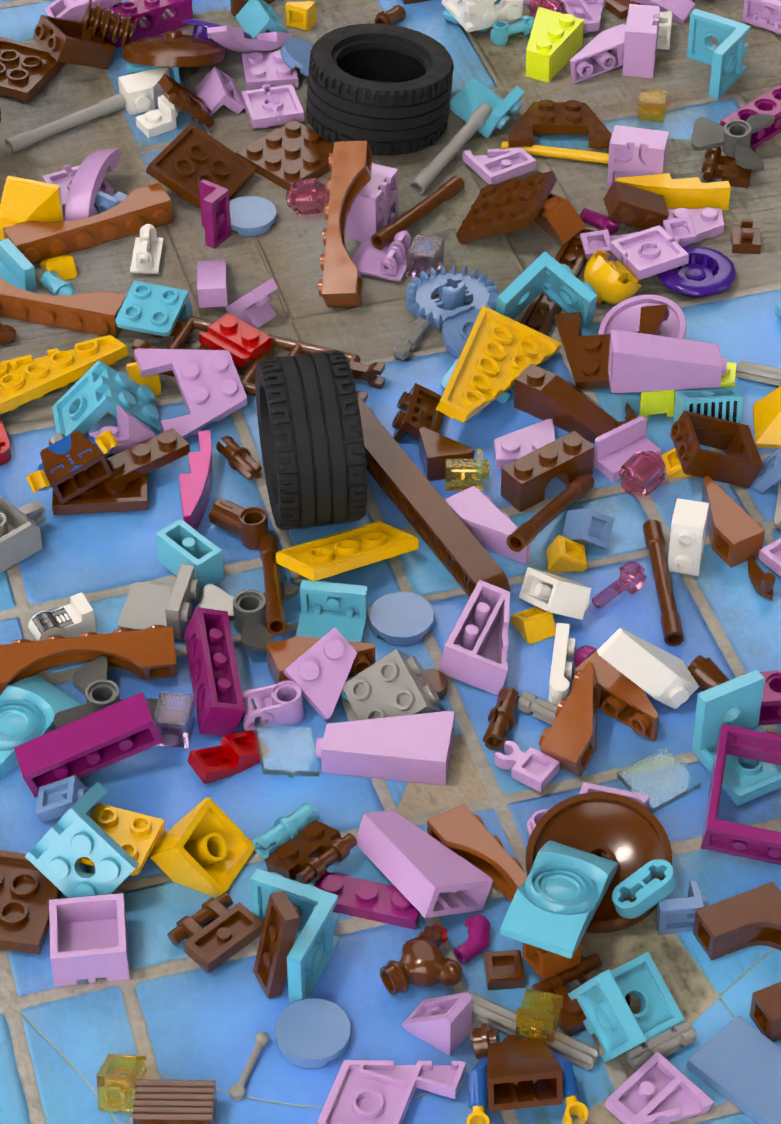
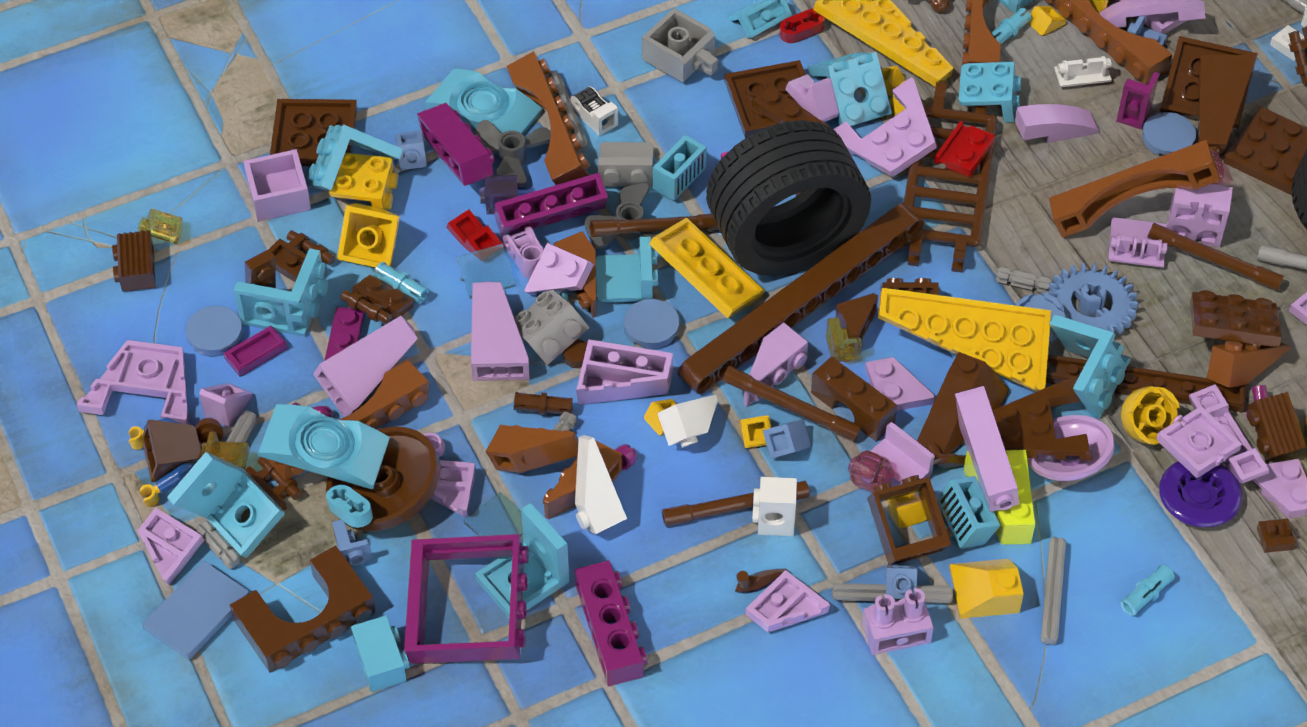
camera: 80 degrees right, 10 degrees up
(73, 464) = (754, 67): reddish brown torso -> none
(237, 162) = (1220, 95): none -> reddish brown slope
(237, 1091) = (161, 298): light grey hinge -> none
(254, 305) = (1029, 159): lavender slope -> none
(356, 991) = (255, 351): none -> magenta tile
(421, 963) = (278, 381): reddish brown animal -> none
(424, 254) = (1145, 270): clear purple brick -> none
(529, 768) = (488, 425): lavender plate -> none
(561, 669) = (612, 432): white plate -> none
(630, 579) = (725, 470): clear pink bar -> none
(706, 673) = (617, 544): reddish brown cone -> none
(730, 529) = (813, 544): slope -> none

